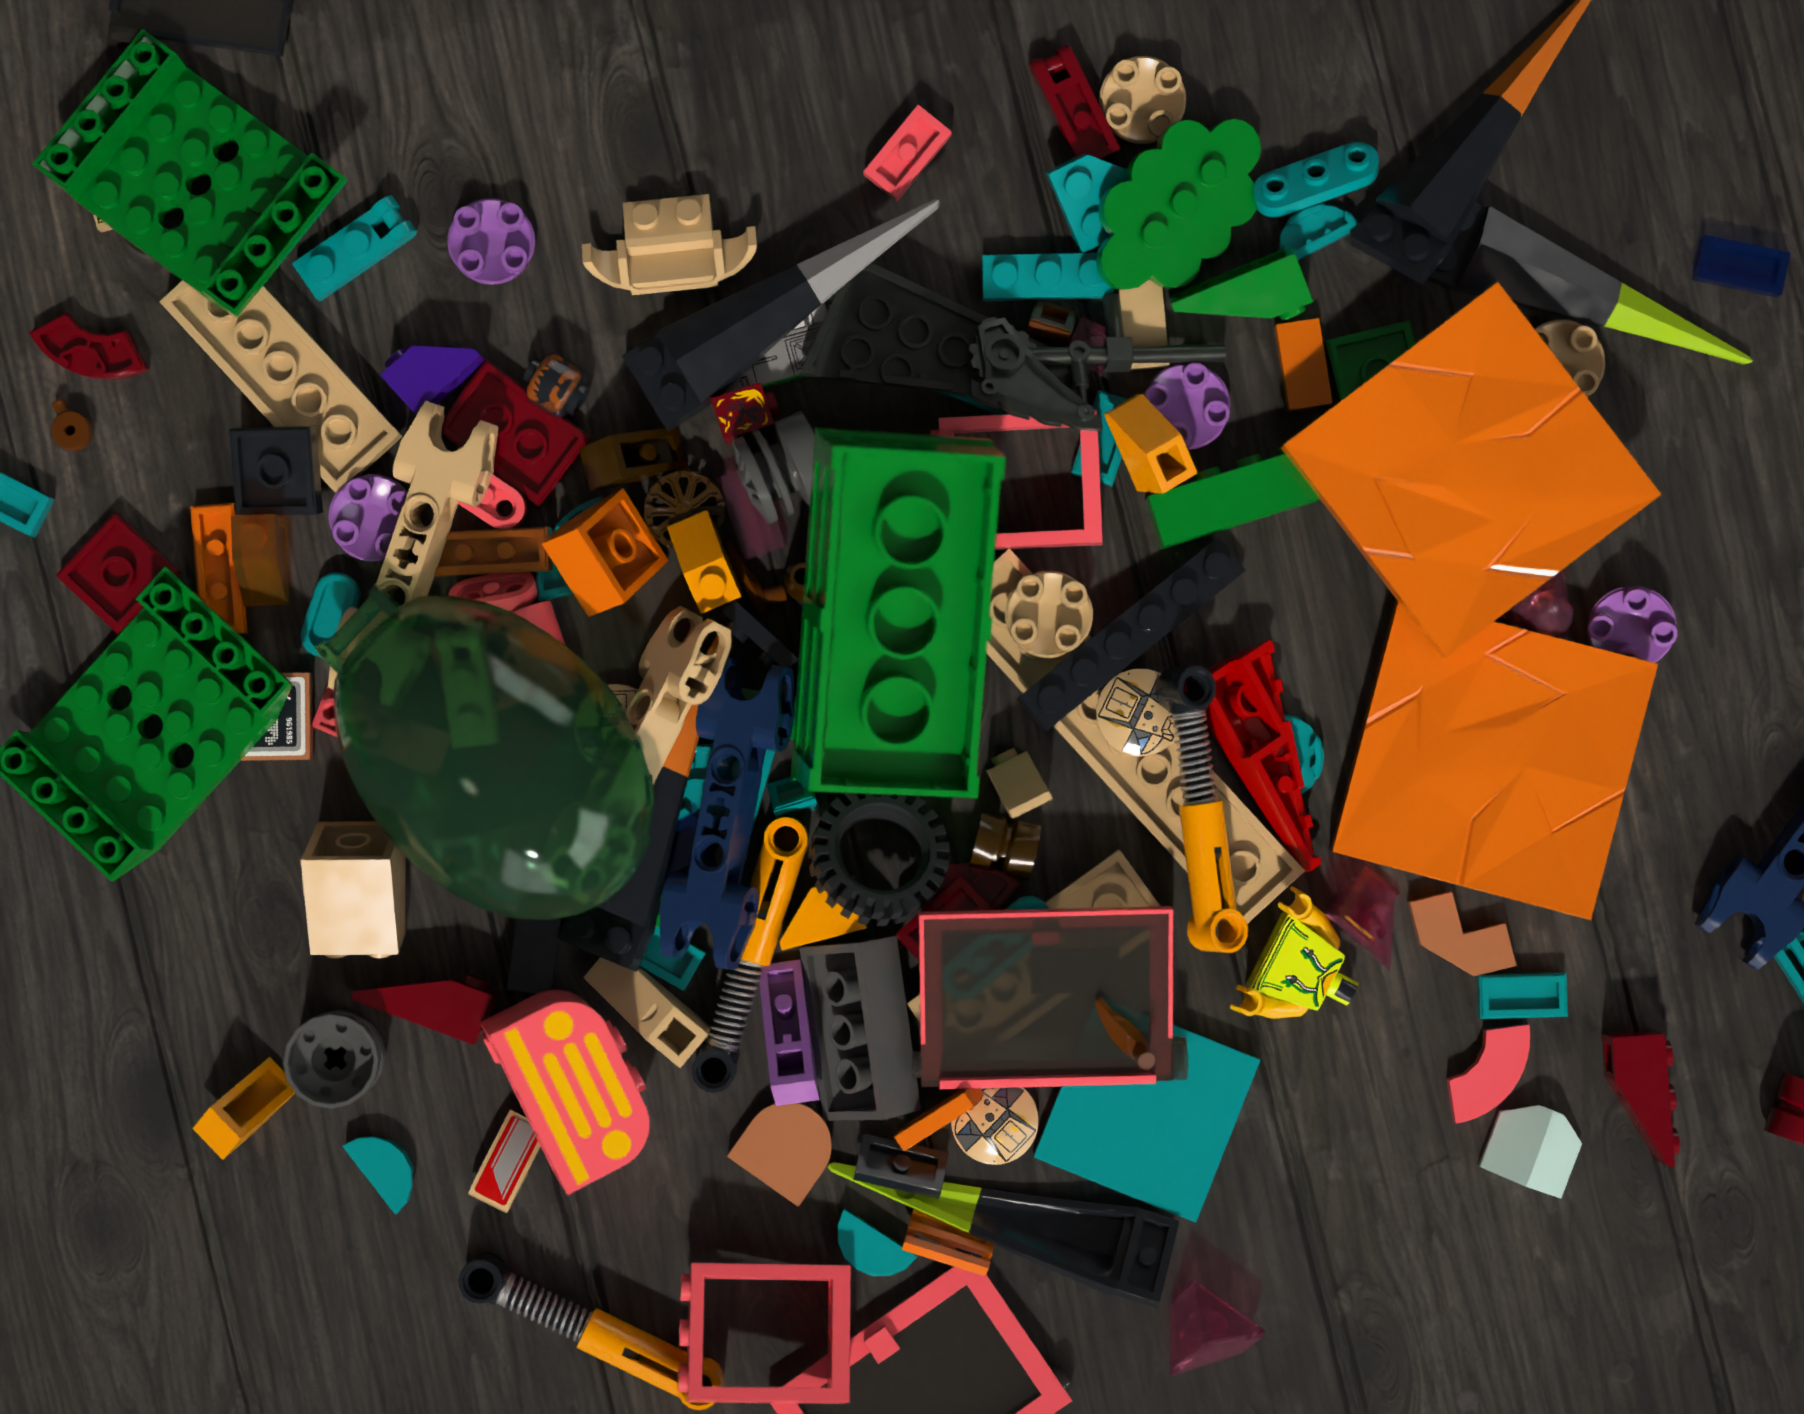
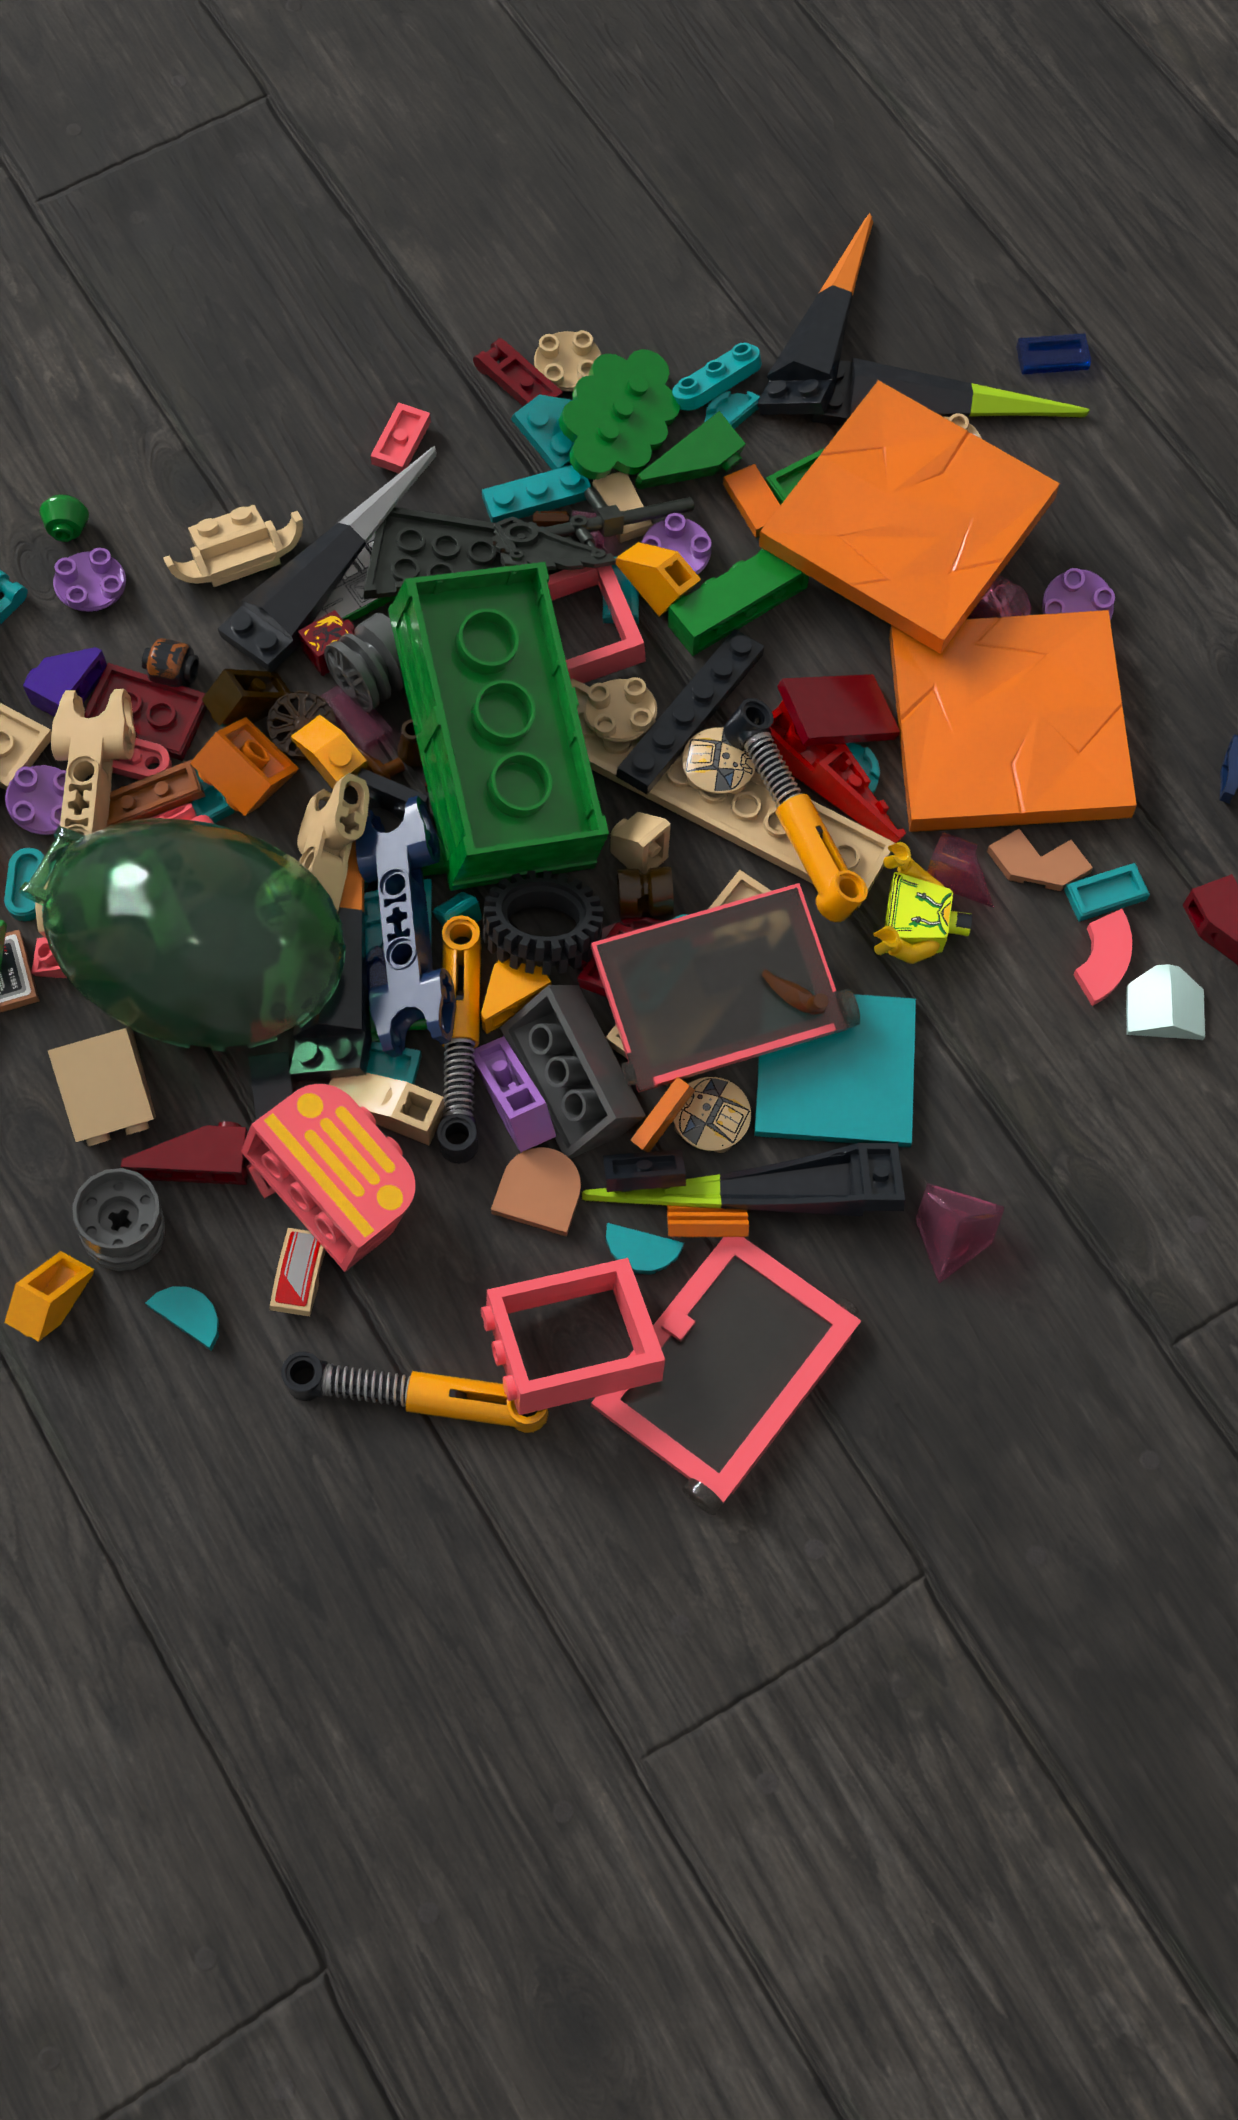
camera: 25 degrees left, 20 degrees down
(480, 150) = (64, 517): none -> green cone
(1299, 687) = (838, 709): none -> dark red tile

